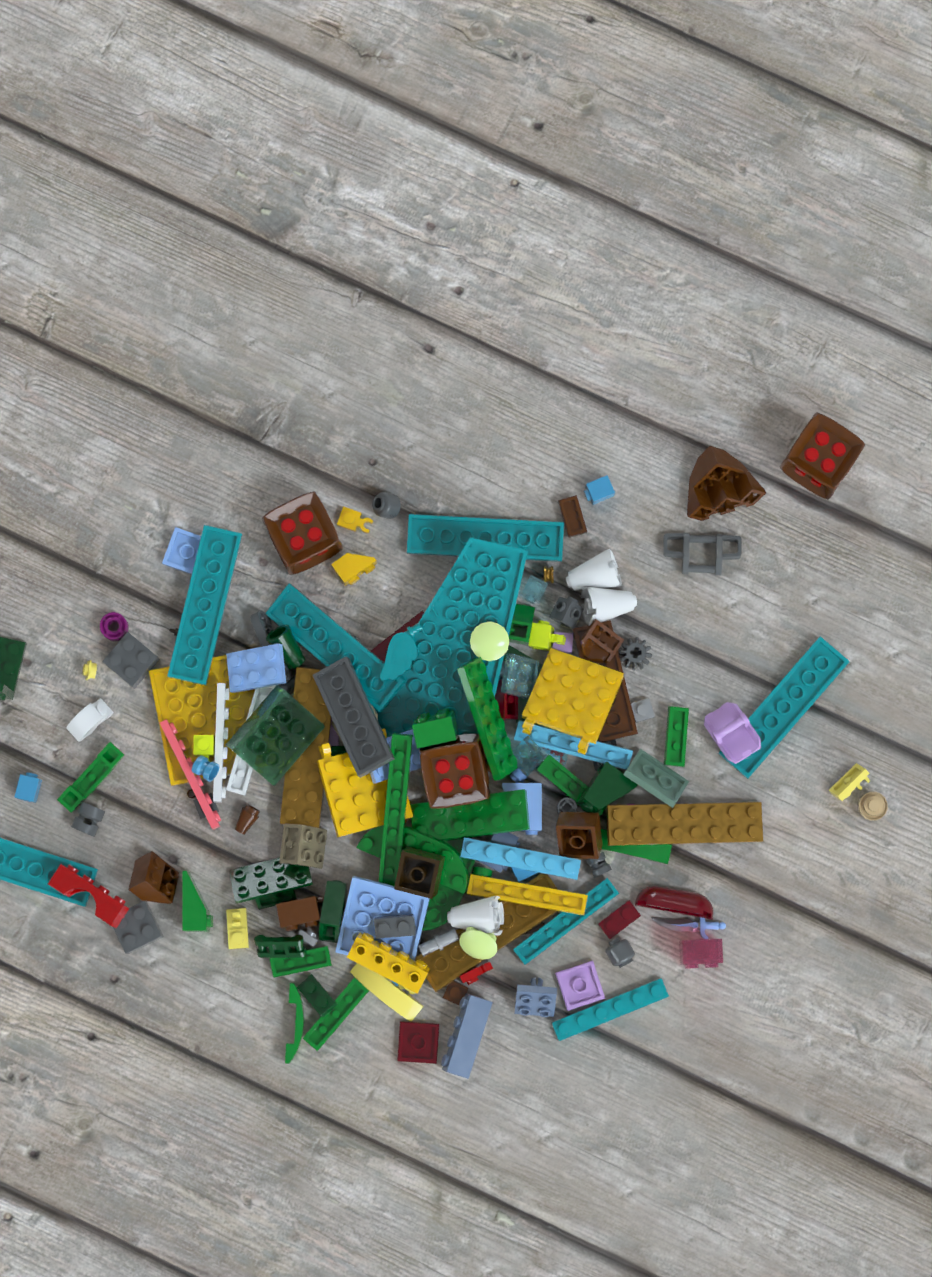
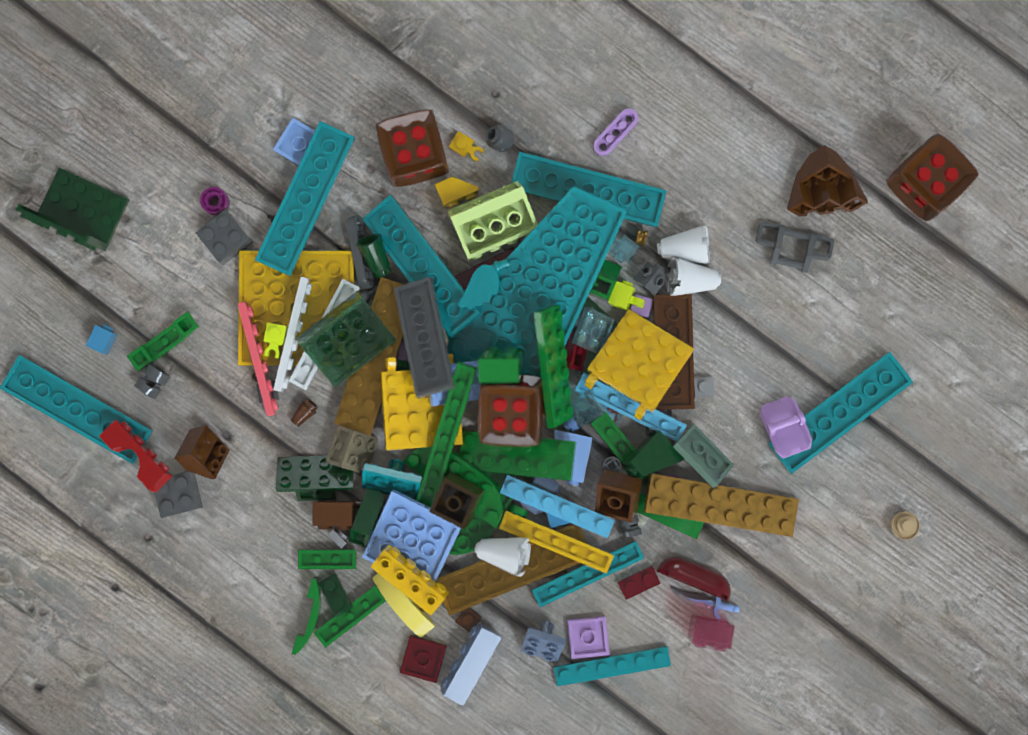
camera: 10 degrees right, 5 degrees up
(88, 719) = (172, 285): white brick -> none
(89, 670) = (183, 238): light yellow plate -> none
(195, 912) = (235, 490): green slope -> none
(205, 768) = (271, 357): dark azure wheel -> none
(237, 928) = (274, 514): light yellow plate -> none
(256, 668) = (341, 270): light blue plate -> none
(280, 947) = (310, 541): dark green plate -> none
(348, 865) = (391, 478): none -> teal plate
(391, 576) = (484, 211): none -> yellowish green brick
(395, 926) = (423, 546): dark grey plate -> none
(438, 942) = (461, 569): light grey pin -> none
(471, 976) = (487, 607): red plate -> none
(478, 943) = (499, 580): yellowish green dish -> none
(489, 641) = (571, 291): yellowish green dish -> none
(505, 468) = (619, 125): none -> lavender plate
(572, 516) = (676, 186): reddish brown plate -> none
(599, 490) = (707, 166): dark azure brick -> none
(600, 642) = (677, 314): reddish brown slope -> none
(620, 952) = (633, 614): dark grey head -> none
(629, 649) = (712, 337): dark grey gear -> none
(676, 736) = (730, 419): green plate -> none
(850, 781) = (887, 498): light yellow plate -> none

